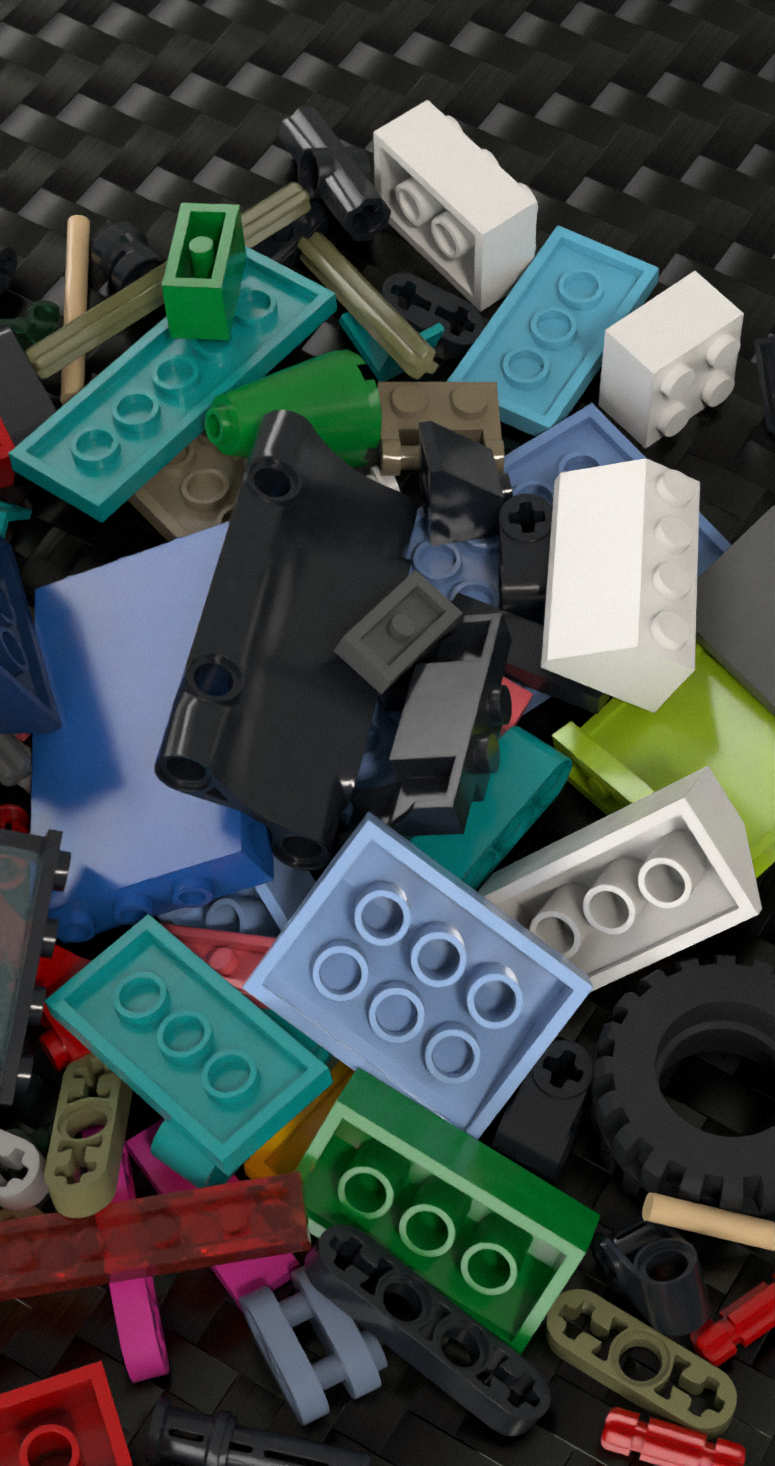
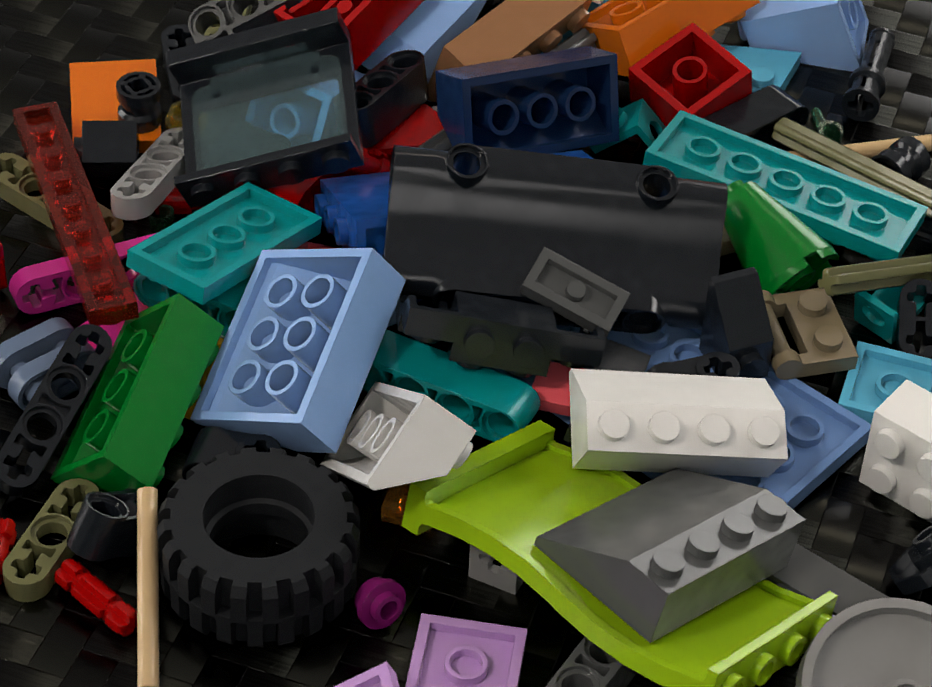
camera: 75 degrees right, 15 degrees down
(89, 1193) = (137, 214): olive beam -> none
(204, 271) = (867, 162): green brick -> none

